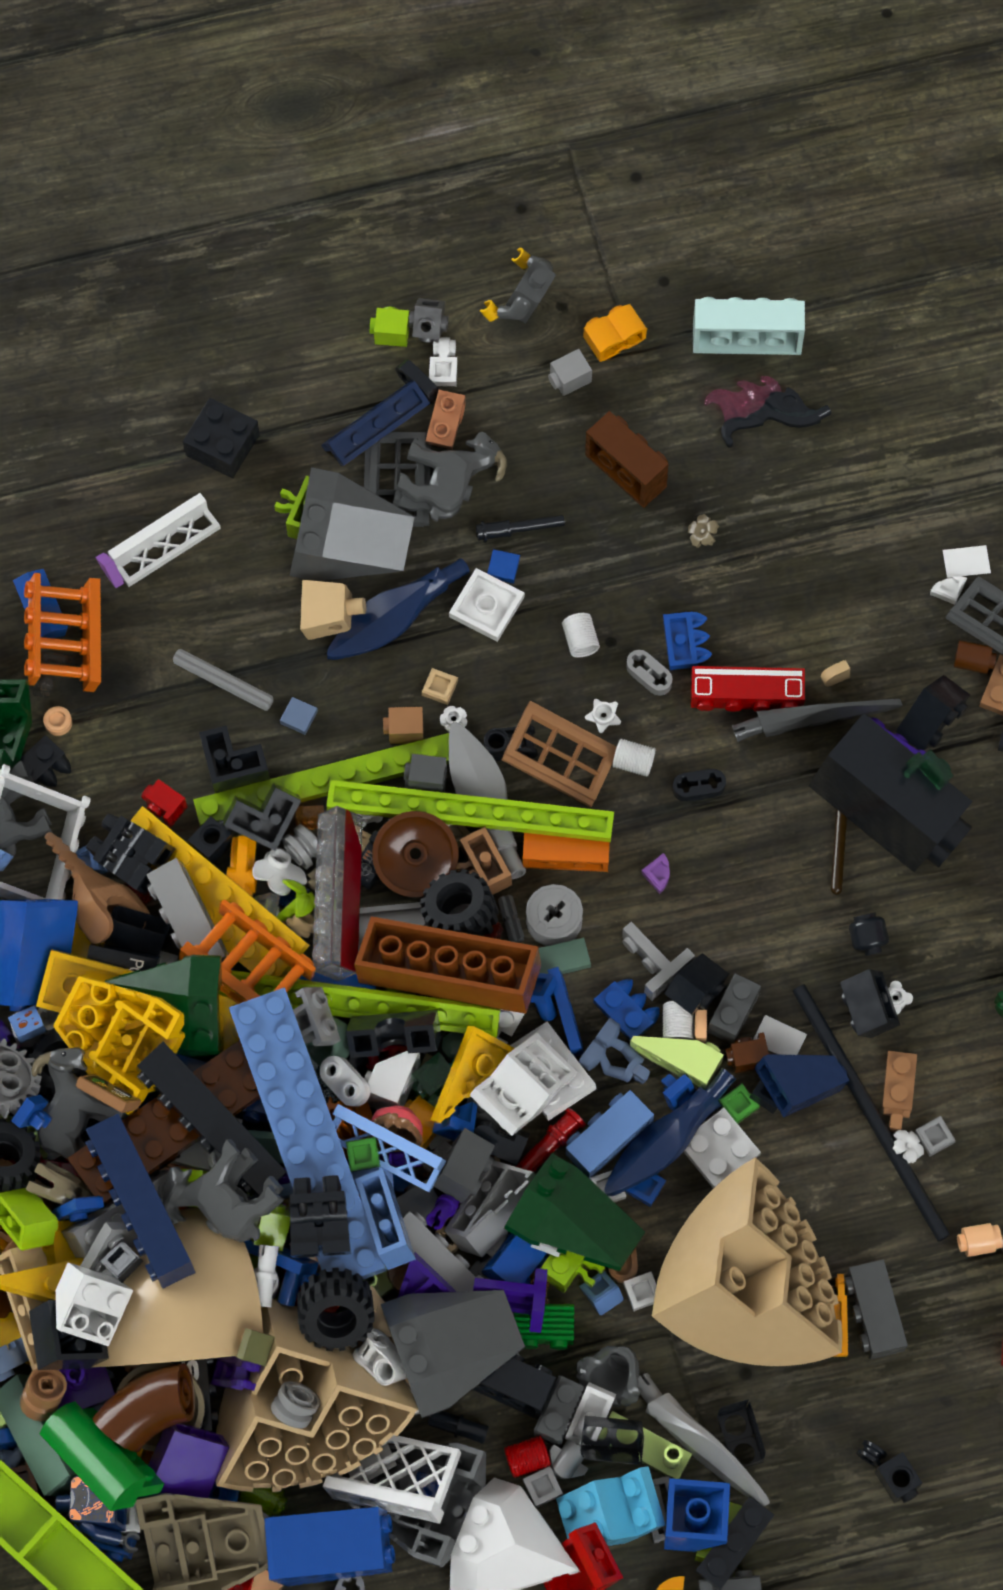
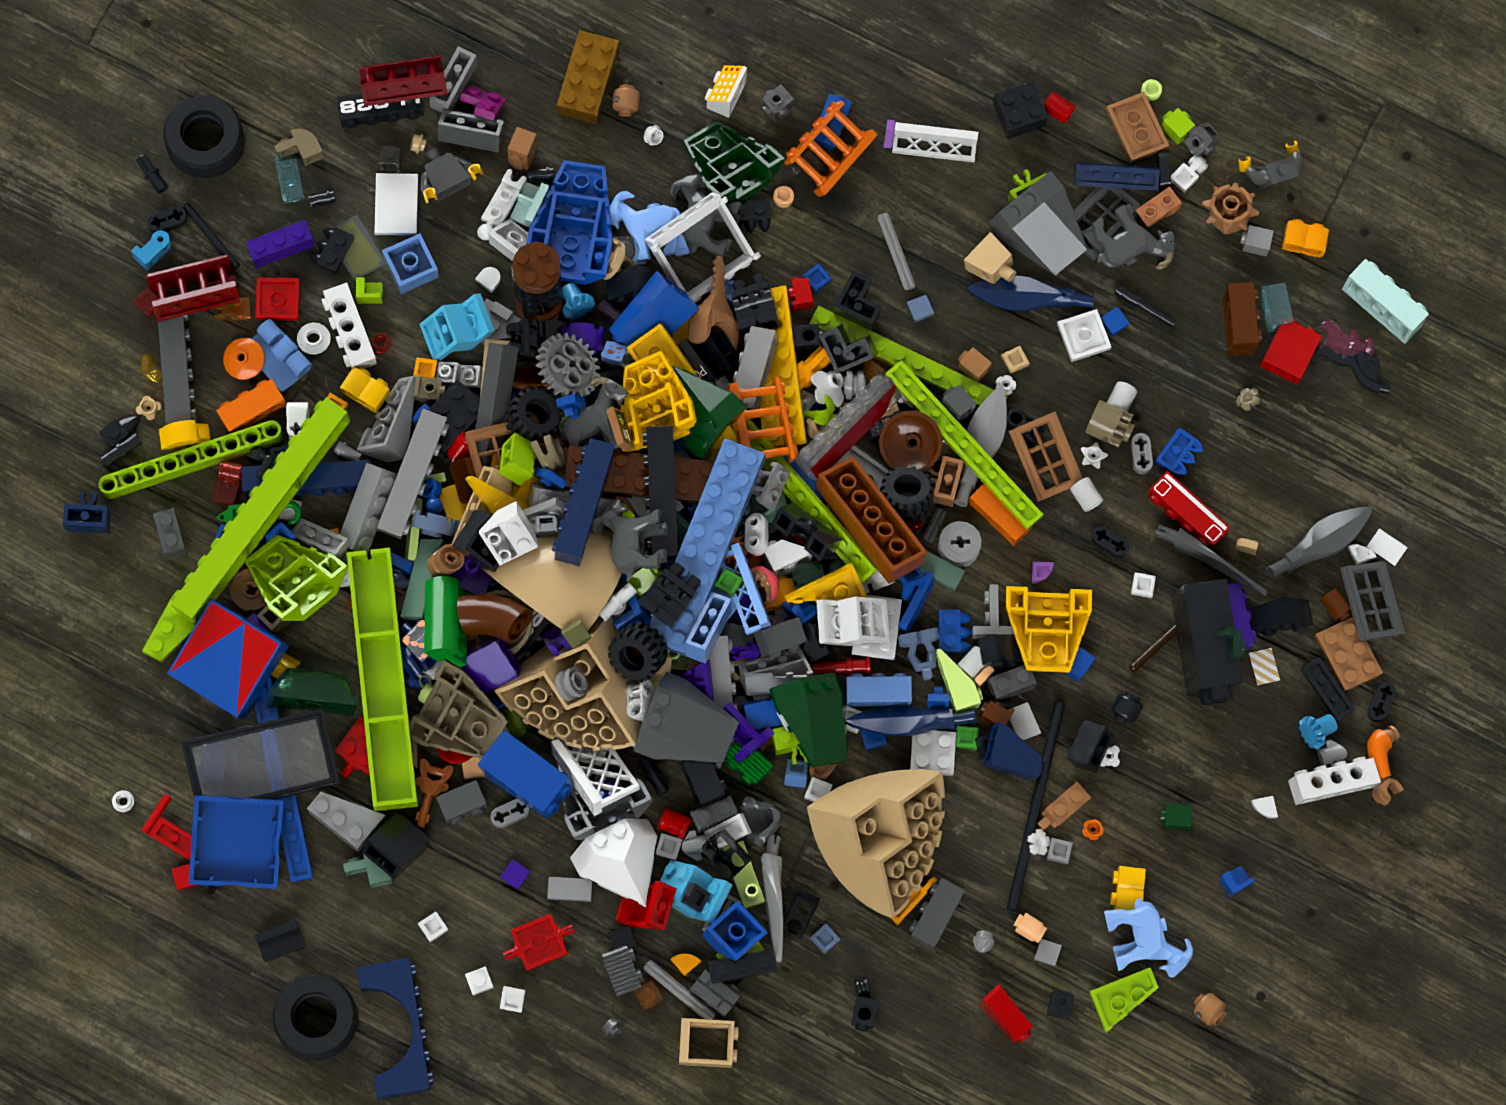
camera: 35 degrees right, 5 degrees up
(142, 1553) = (425, 692): none -> yellowish green tile
(167, 771) = (817, 278): none -> blue tile
(258, 404) = (1059, 107): none -> red piece
(332, 315) = (1152, 89): none -> yellowish green tile
(352, 361) = (1137, 127): none -> medium nougat plate
(517, 362) = (1230, 208): none -> medium nougat brick
(594, 668) = (1110, 424): none -> dark tan gear
(623, 1514) = (695, 897): none -> black plate
(648, 419) = (1276, 306): none -> clear light blue panel
(702, 450) = (1291, 351): none -> red panel
(720, 919) = (1048, 626): none -> yellow wedge
(770, 799) = (1143, 585): none -> white tile
(782, 932) = (1081, 664): none -> blue panel
(787, 1437) = (825, 939): none -> sand blue tile
(901, 605) = (1323, 540): none -> dark grey animal
(947, 1295) = (983, 941): none -> light grey plate
(951, 1078) = (1096, 824): none -> orange plate
(965, 778) = (1264, 666): none -> sticker

